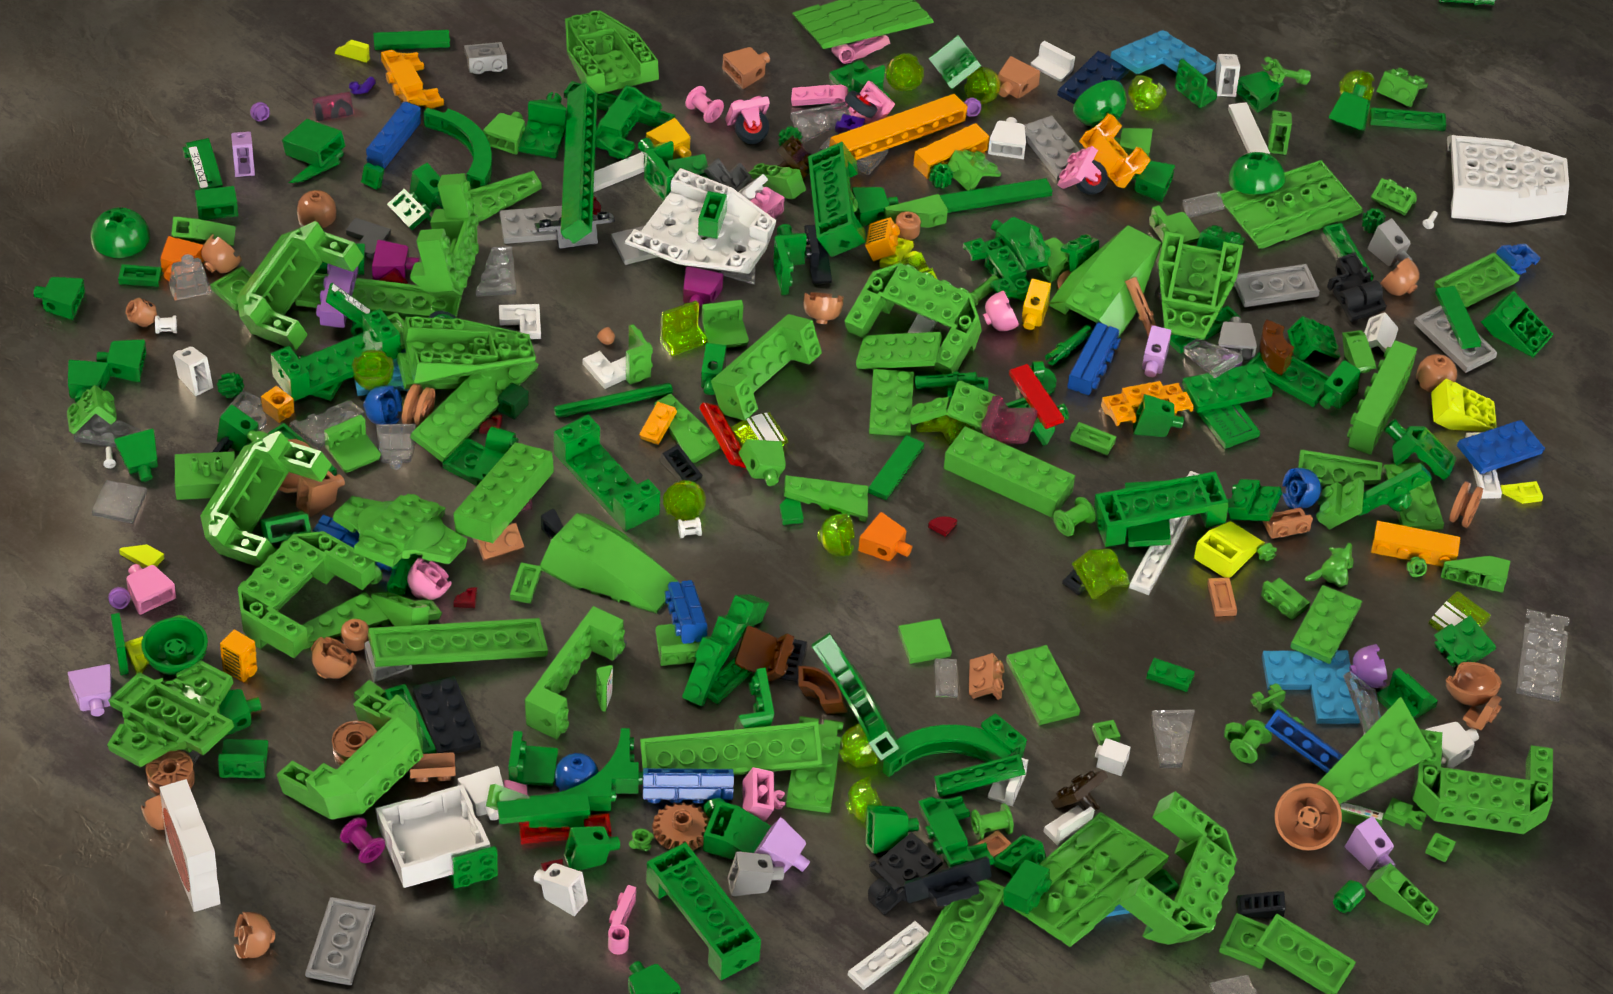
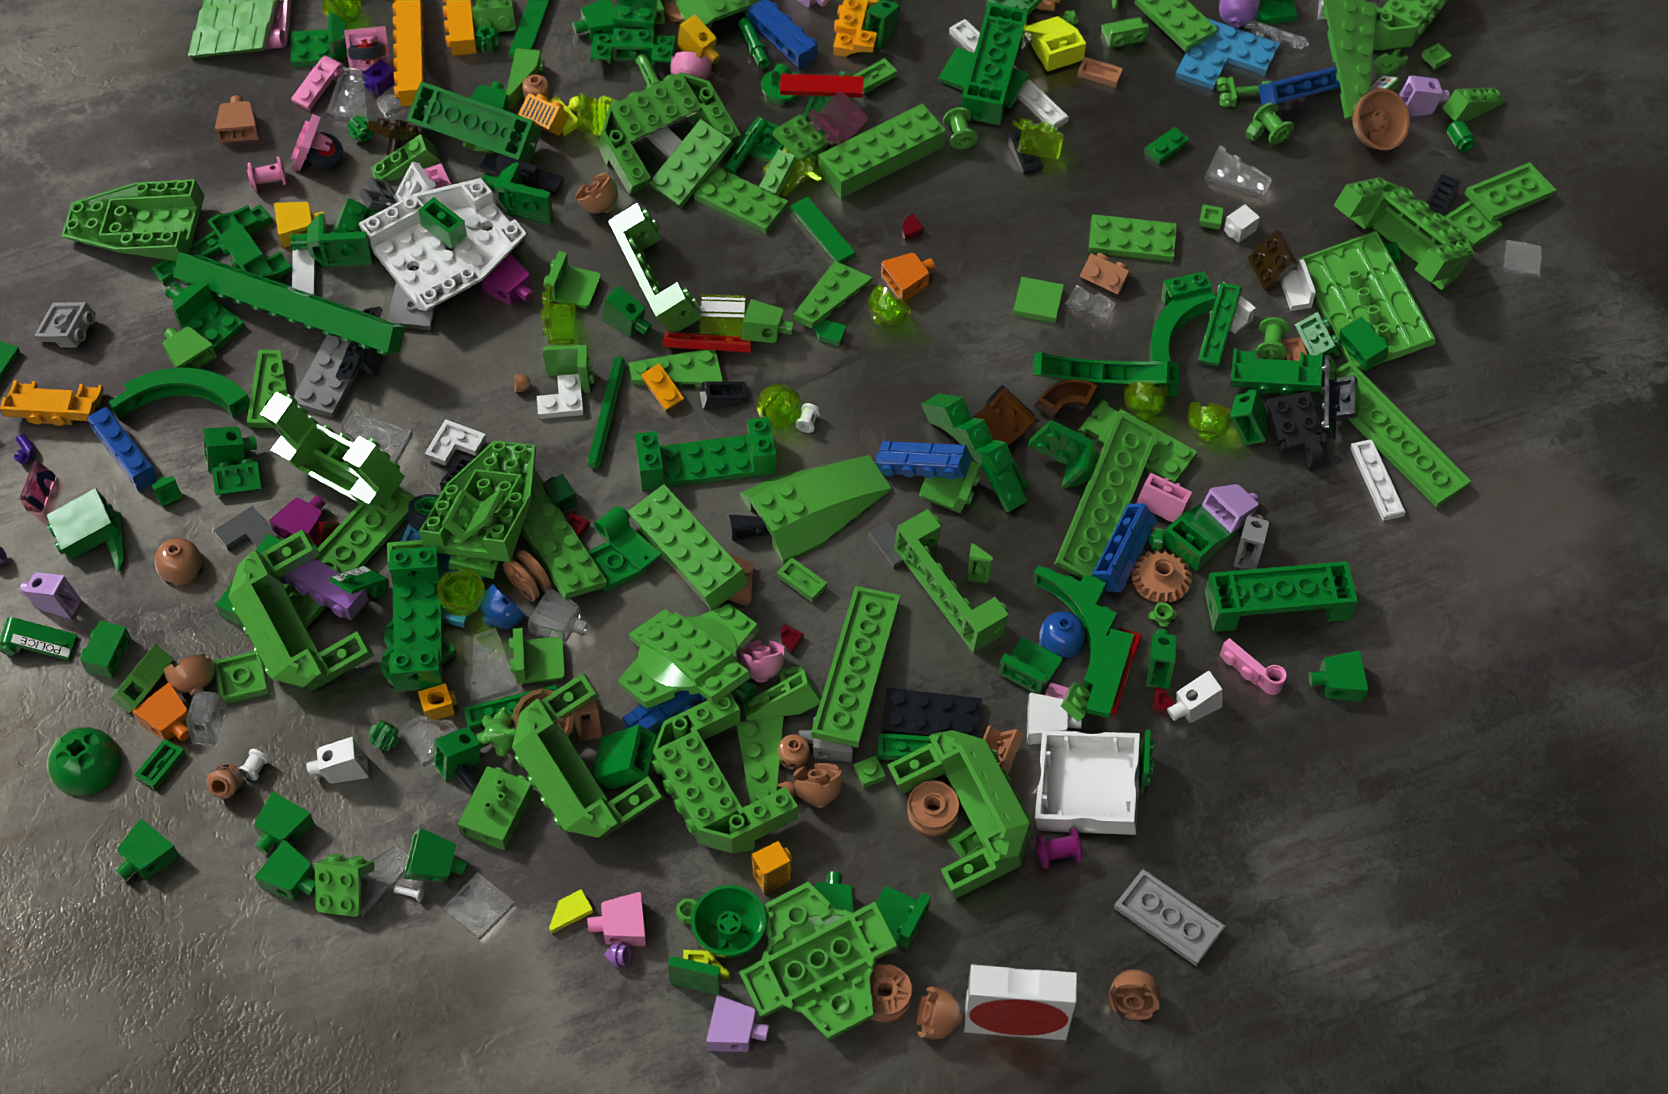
camera: 60 degrees left, 10 degrees up
(436, 336) = (469, 515): none -> bright green bracket

